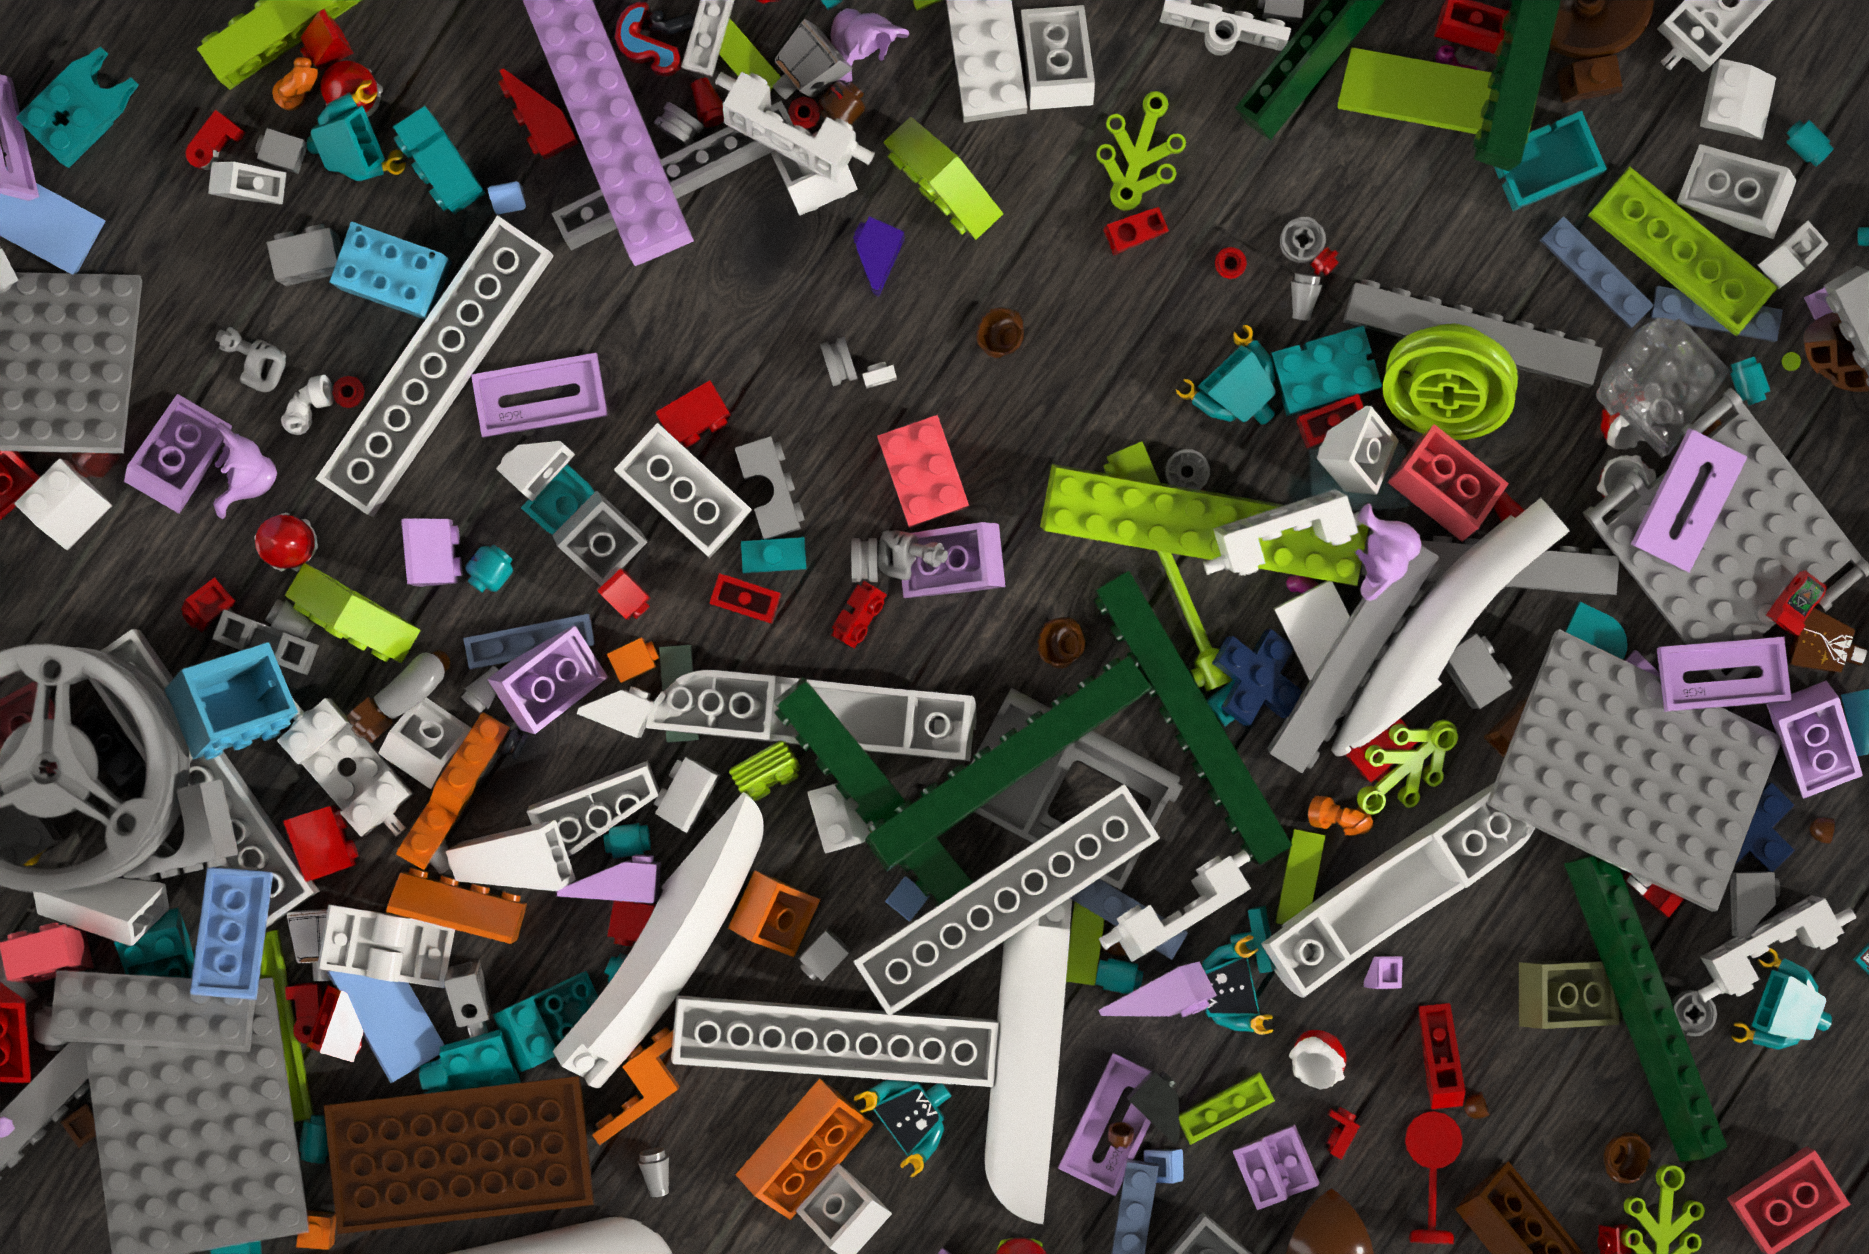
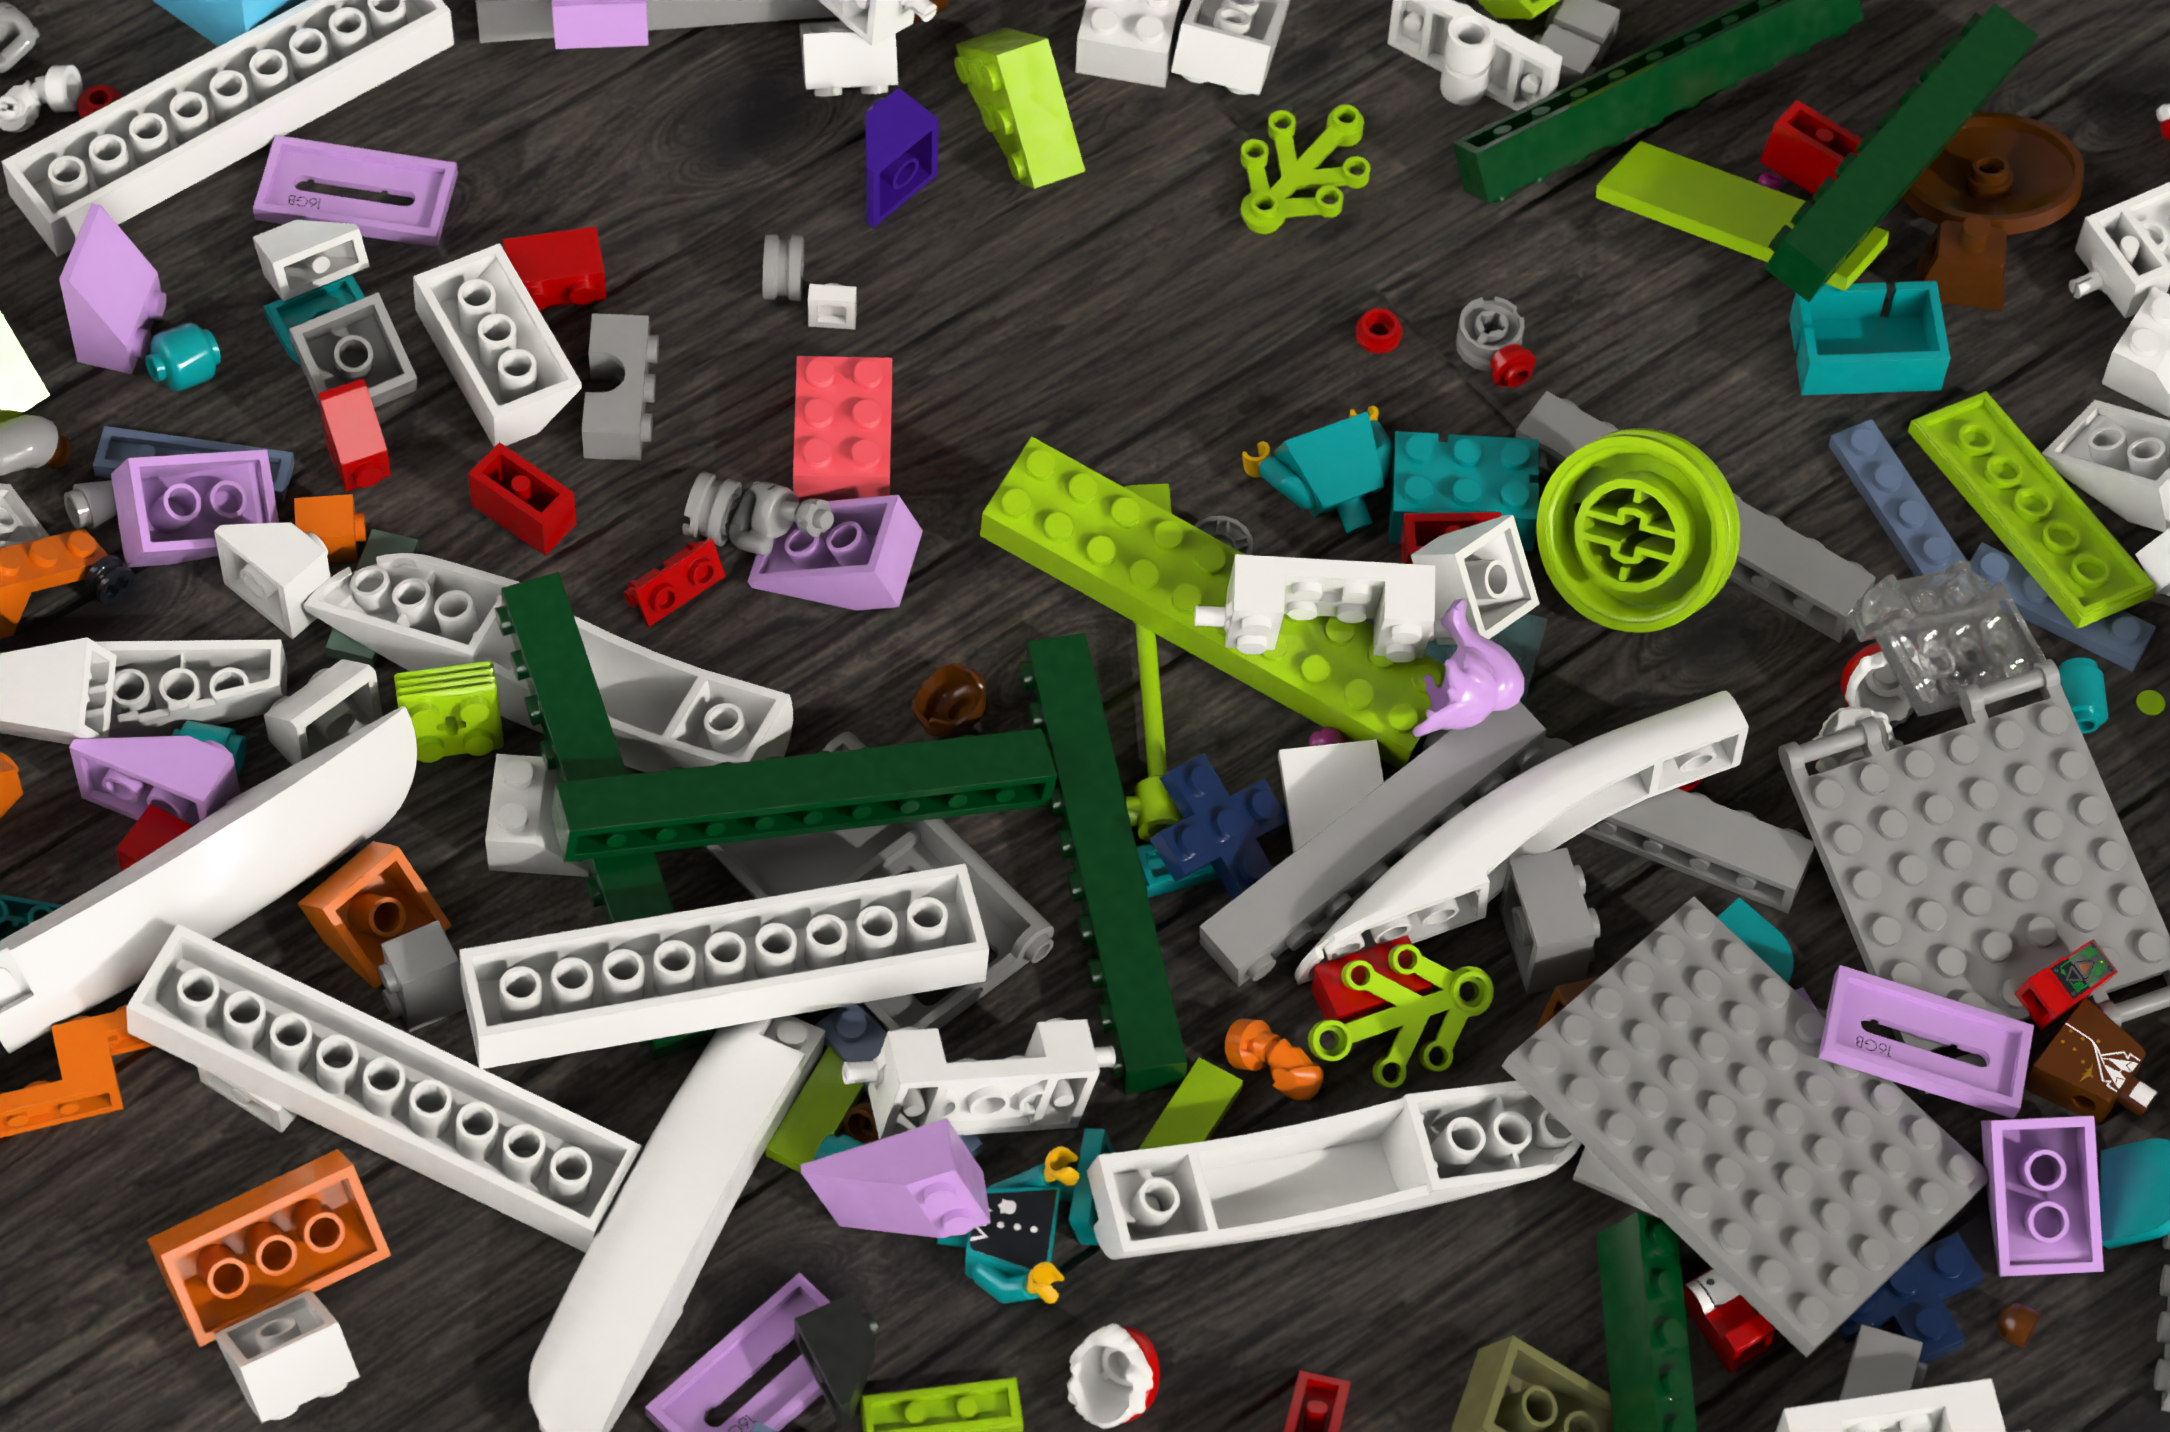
camera: 10 degrees right, 30 degrees down
(655, 1170) = (29, 1201): light grey cone -> none
(773, 555) = (591, 473): teal tile -> none
(909, 1116) = (448, 1245): torso -> none
(1000, 332) = (1023, 305): reddish brown hair -> none
(1120, 1135) = (763, 1387): reddish brown hinge -> none
(1135, 230) = (1259, 250): red leg -> none
(1305, 292) = (1469, 396): light grey cone -> none
(1384, 973) = (1263, 1303): lavender slope -> none
(1448, 483) = (1589, 663): coral brick -> none
(1655, 527) = (1916, 841): lavender piece -> none

